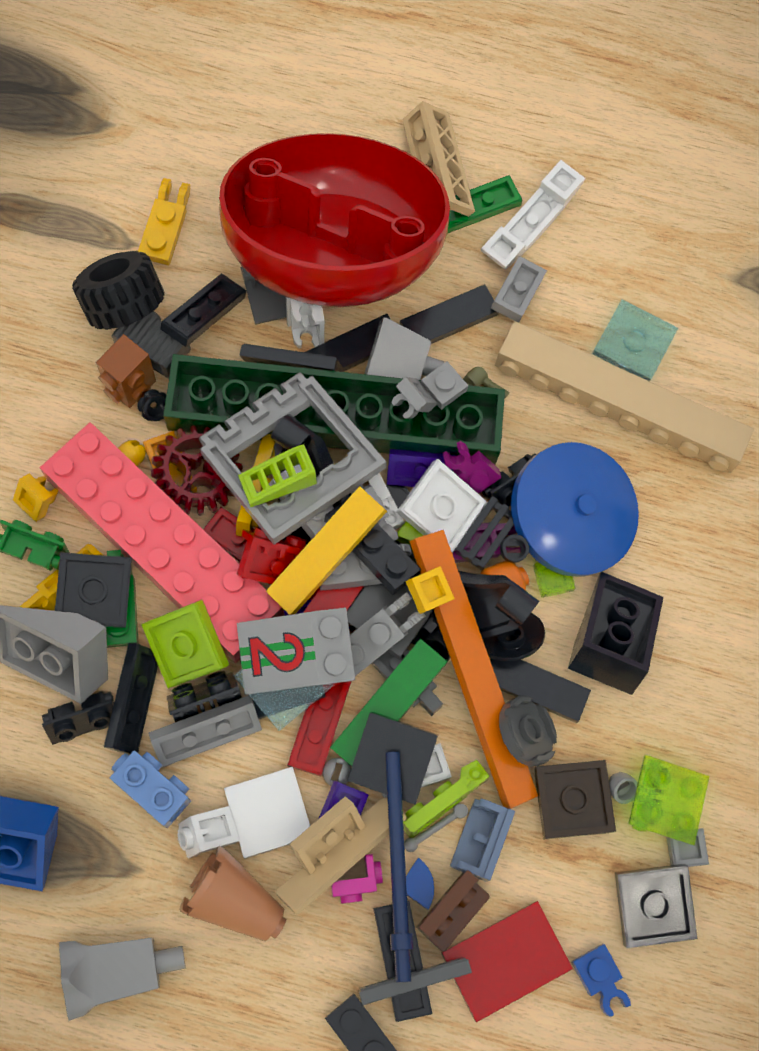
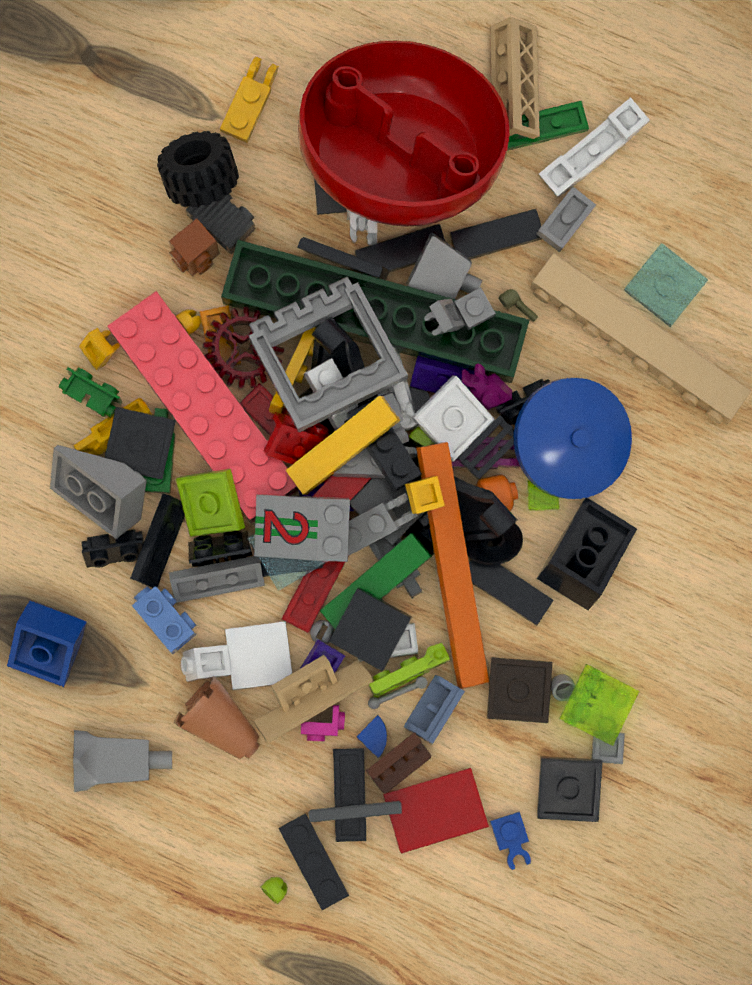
camera: 15 degrees right, 10 degrees up
(152, 413) = (213, 286): black plate -> none
(203, 310) = (272, 196): black tile -> none
(285, 460) = (313, 385): lime slope -> none
(401, 940) = (349, 778): dark blue bar -> none
(514, 541) = (509, 459): black hinge -> none
(527, 731) = (489, 626): dark grey tile -> none

